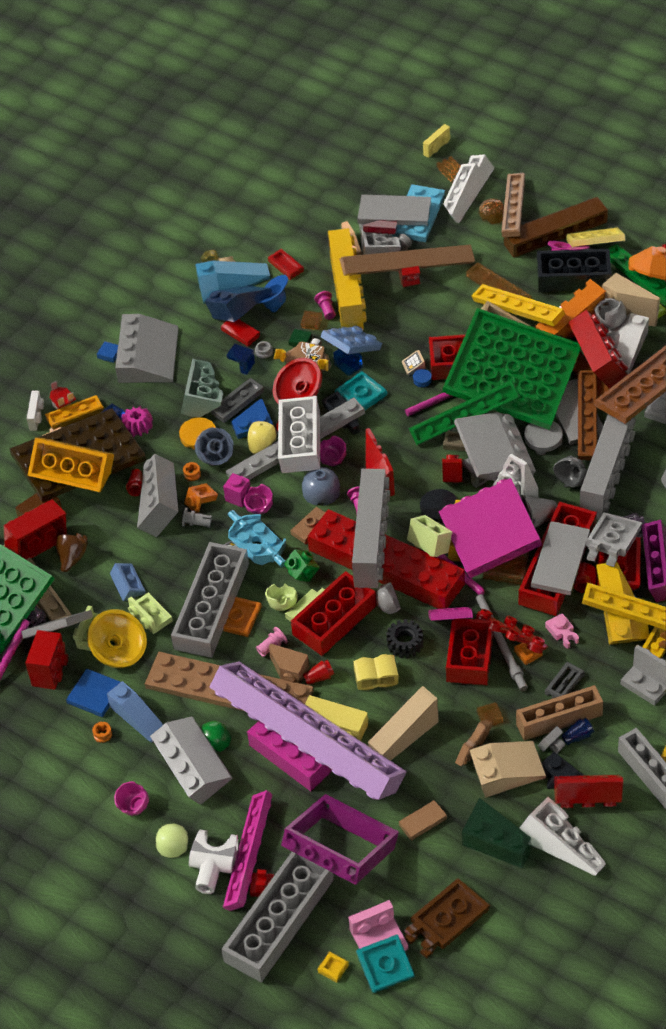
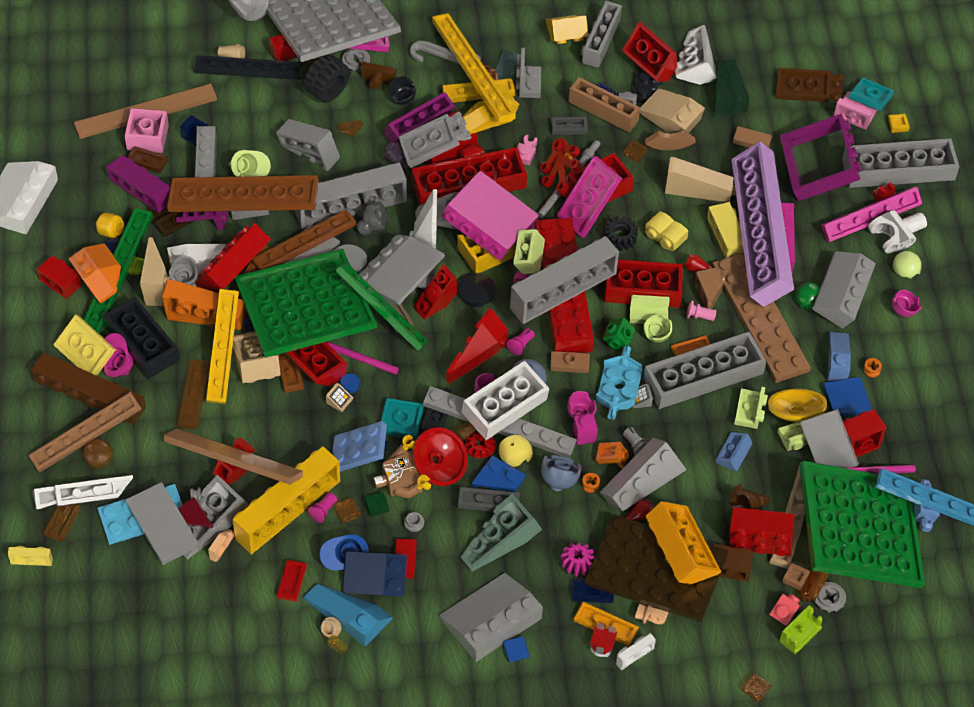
camera: 135 degrees left, 5 degrees up
(191, 430) = (547, 507): light orange tile -> none
(242, 355) = (440, 526): clear blue panel -> none
(560, 558) = (488, 157): light grey tile -> none

